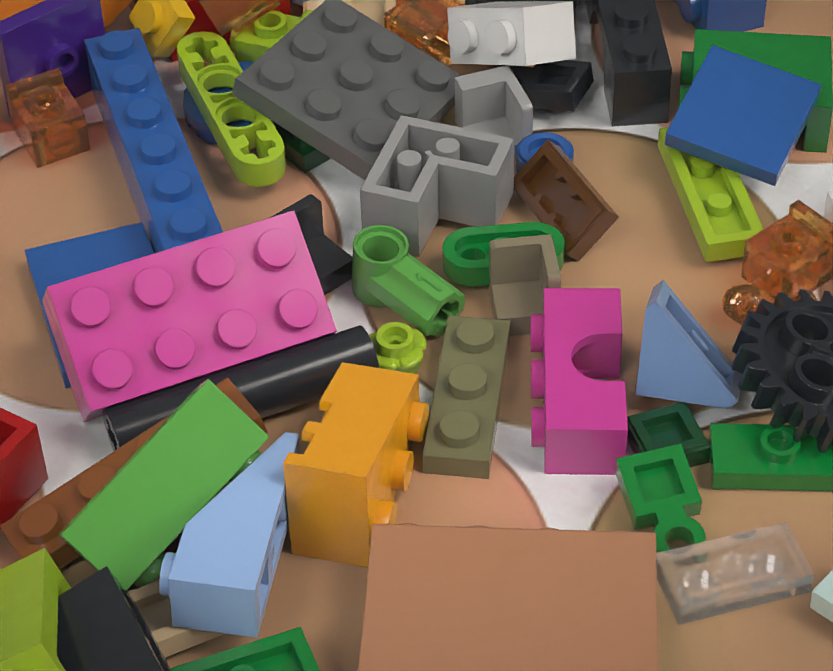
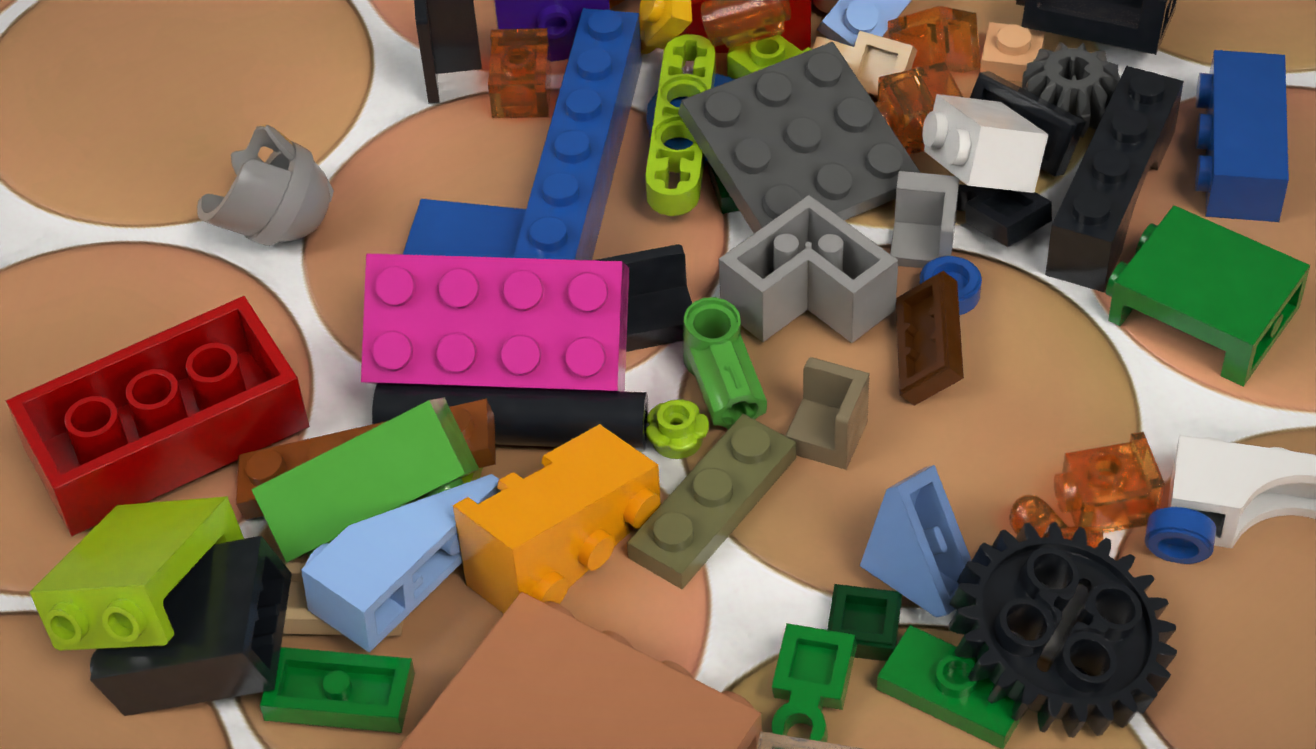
camera: 30 degrees right, 5 degrees up
(467, 249) = (798, 346): green plate -> none
(580, 416) = (834, 488): dark pink arch -> none
(713, 203) = (1082, 381): lime plate -> none
(743, 115) = (1151, 319): blue tile -> none

